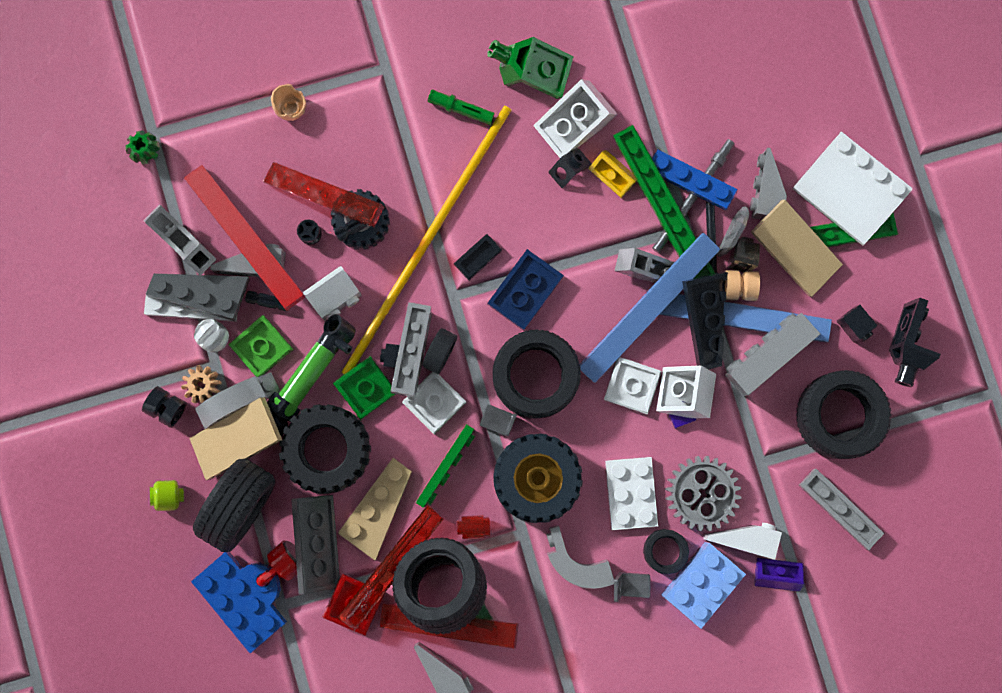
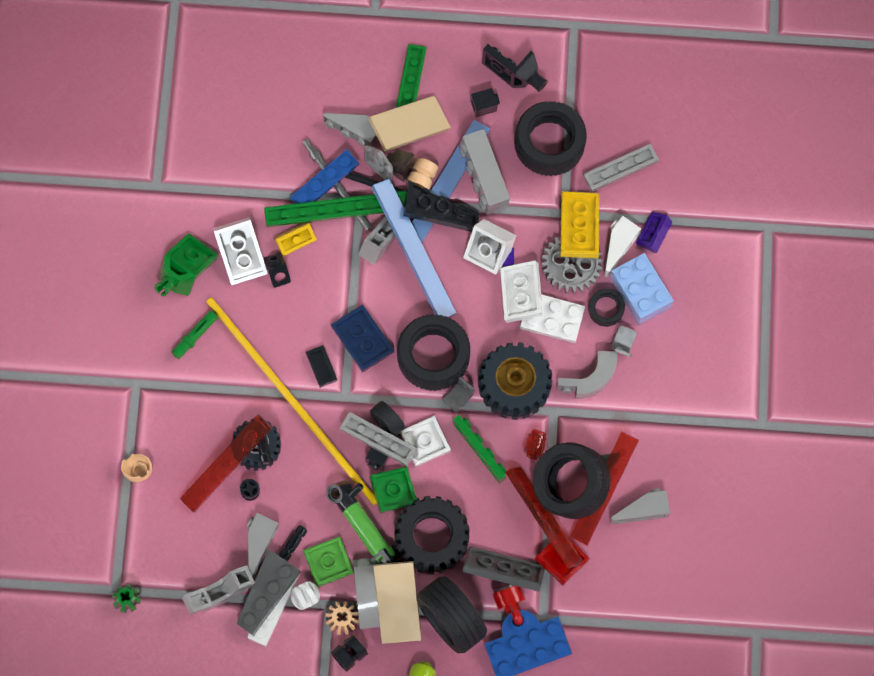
camera: 70 degrees left, 10 degrees down
(244, 238) = (235, 539): tile -> none
(332, 293) = (309, 486): white slope -> none
(374, 514) = (496, 518): tan wing -> none
(632, 385) = (469, 285): white tile -> none
(646, 447) = (521, 291): none -> white plate
(751, 486) = (579, 225): none -> yellow tile
(852, 188) = (378, 66): white slope -> none

